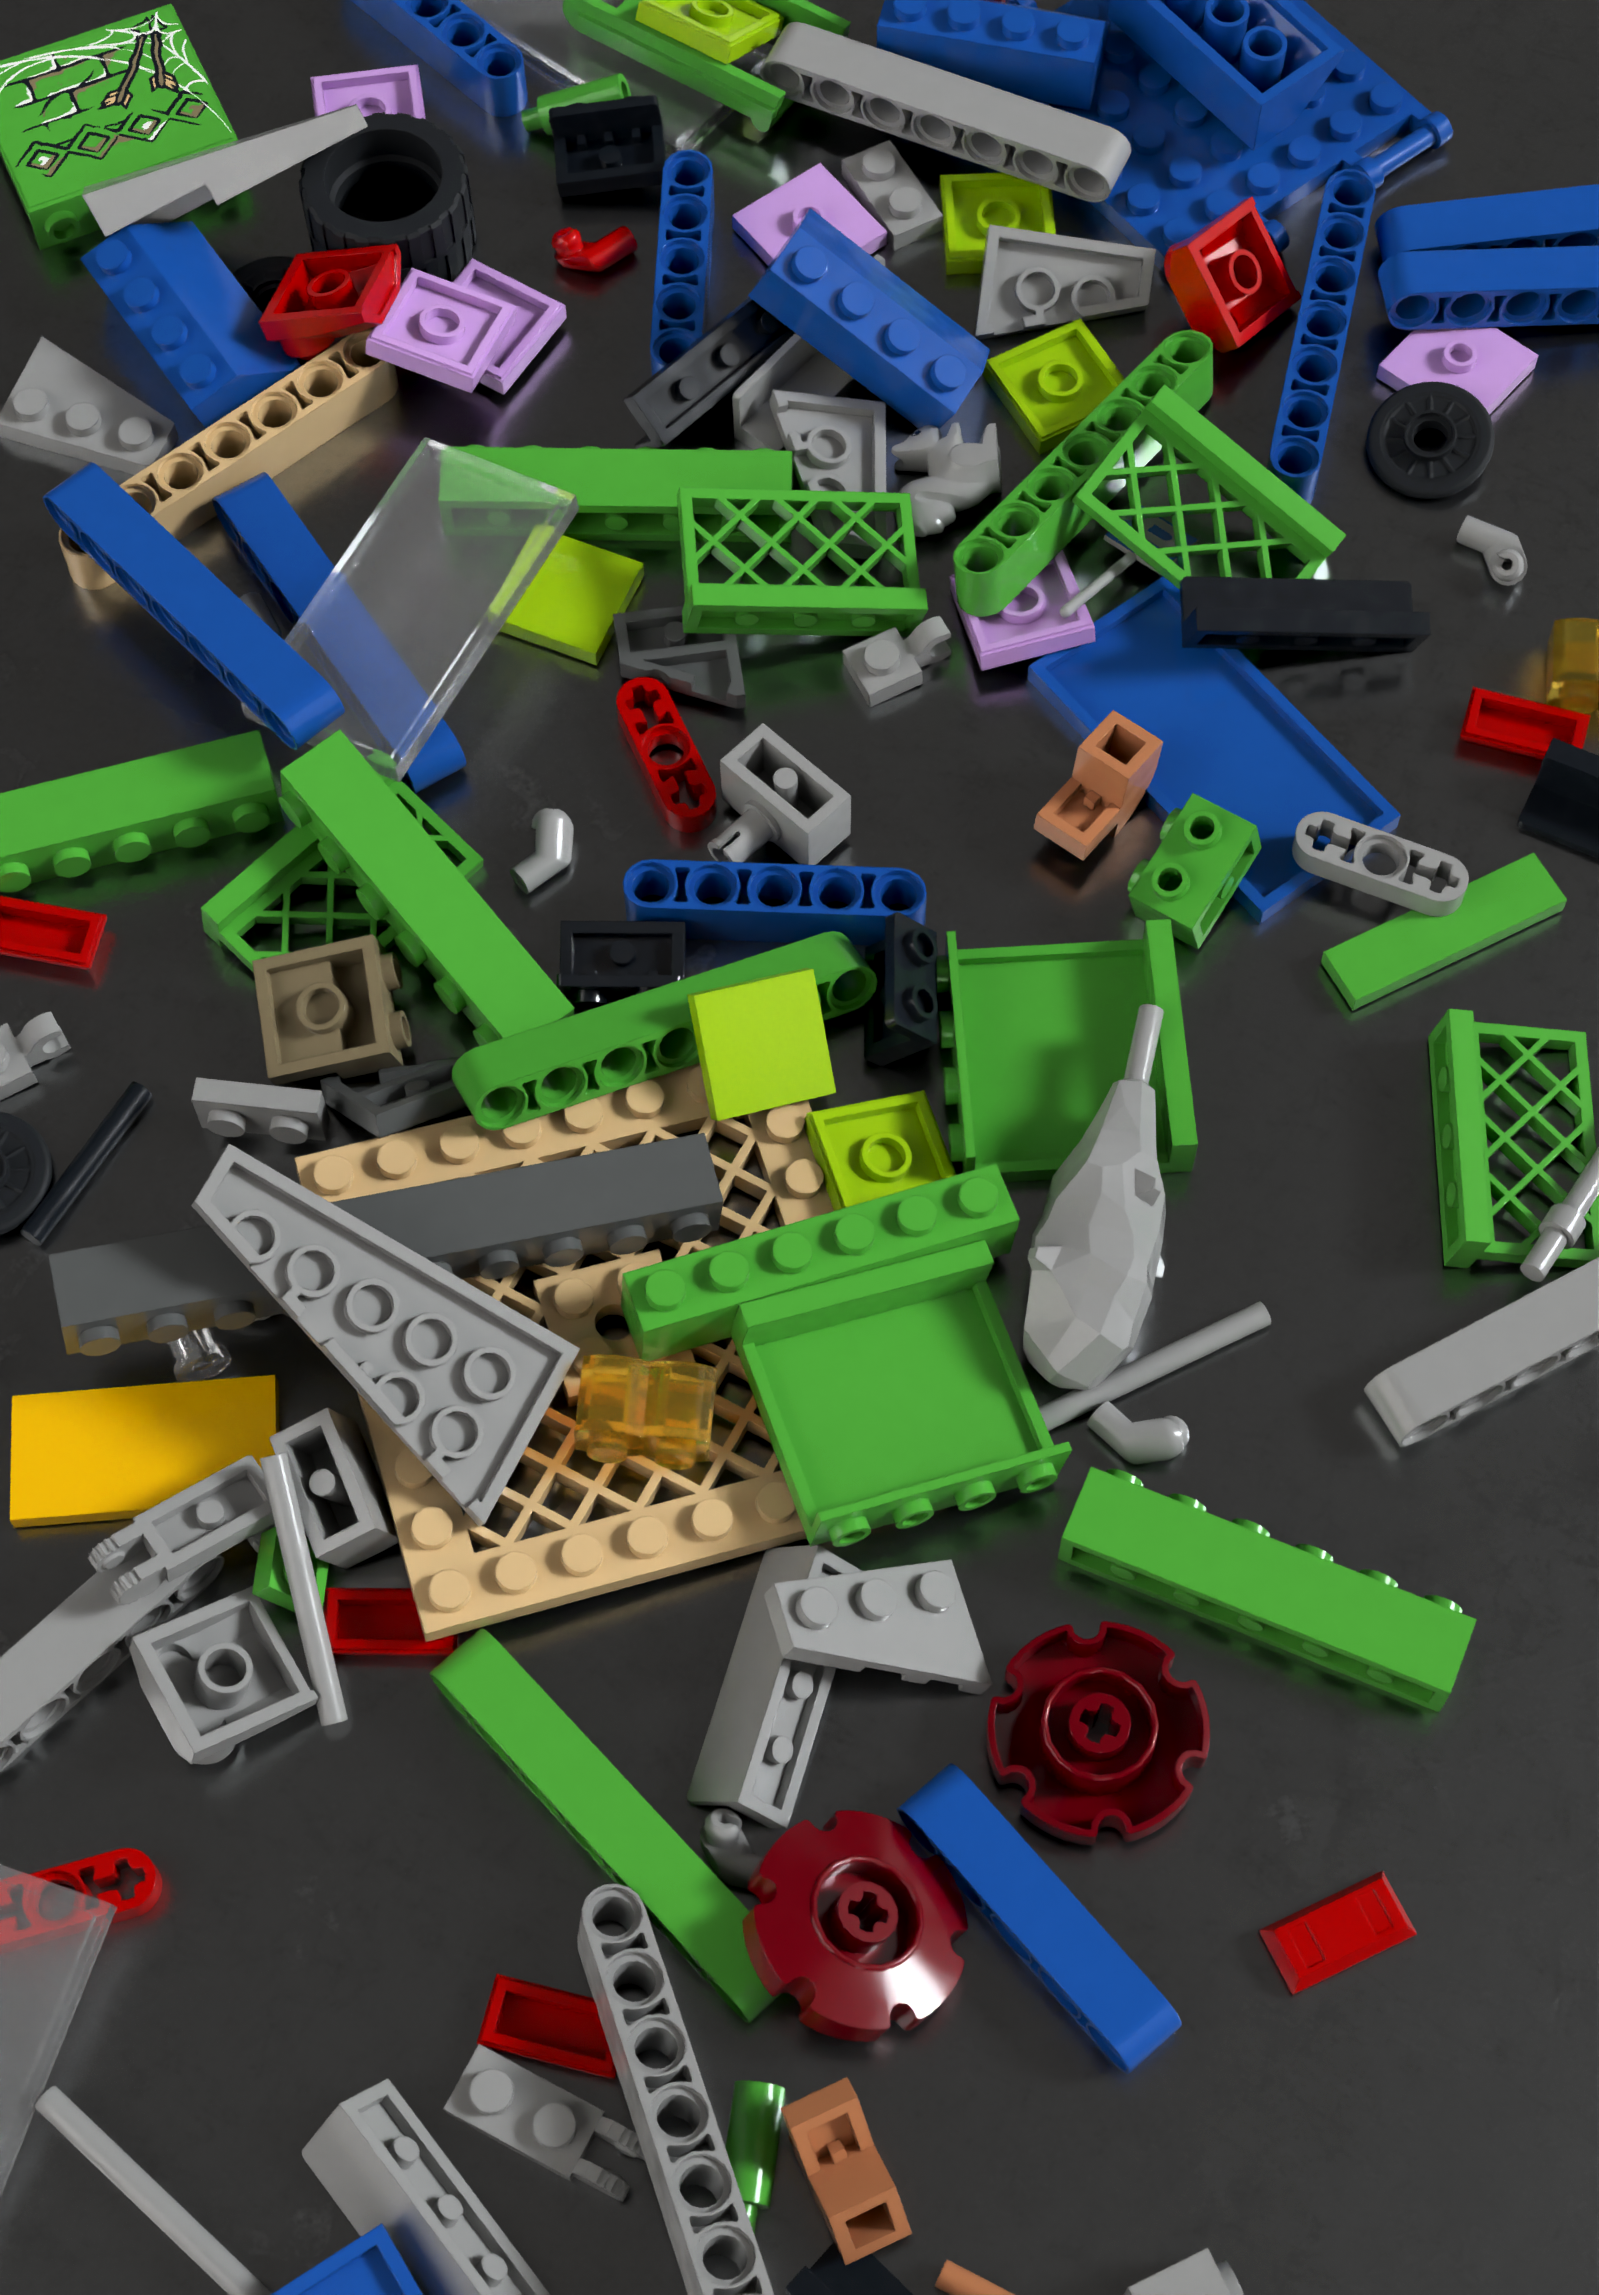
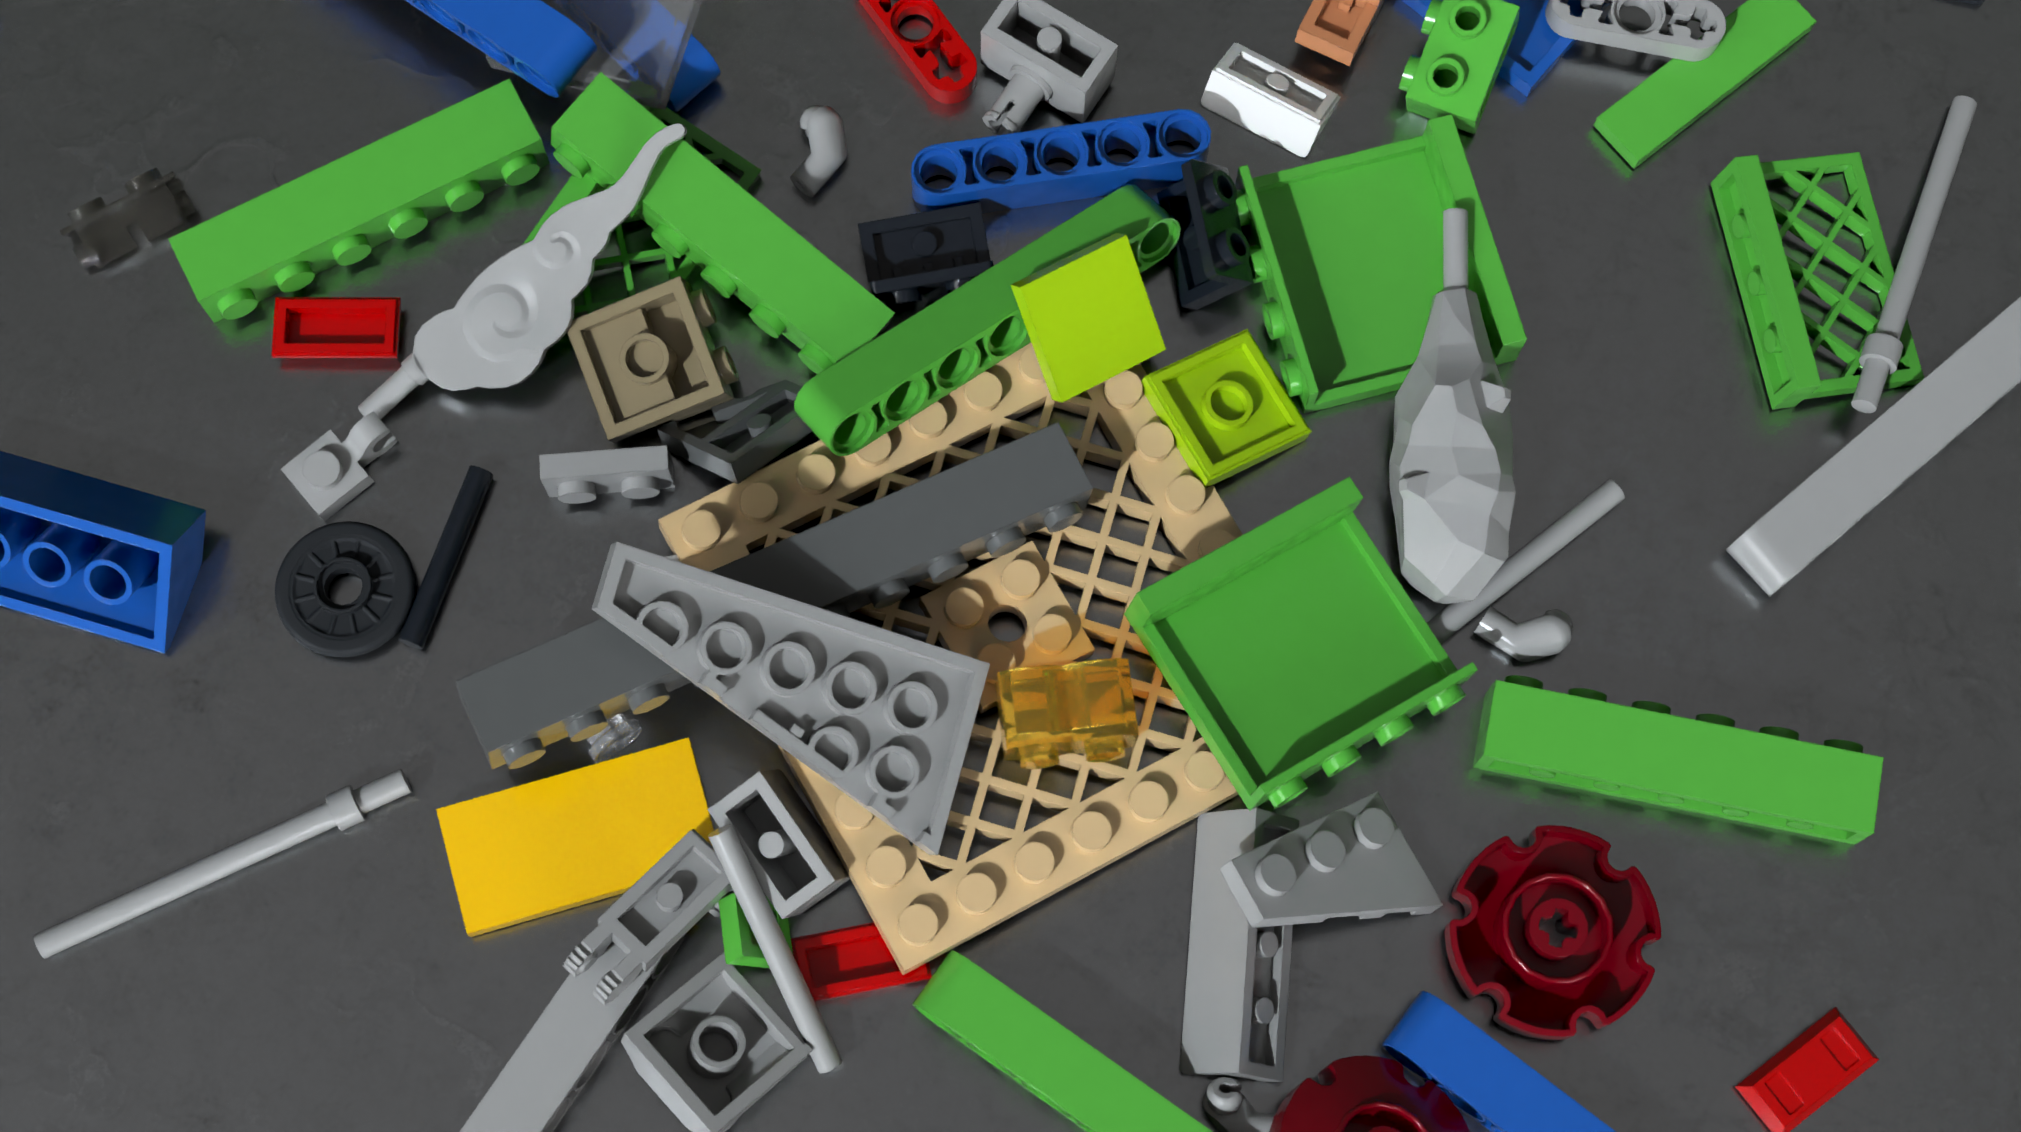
camera: 15 degrees left, 10 degrees up
(219, 929) = (523, 298): none -> light grey piece
(698, 1294) = (1103, 578): bright green brick -> none
(998, 881) = (1269, 99): none -> white slope

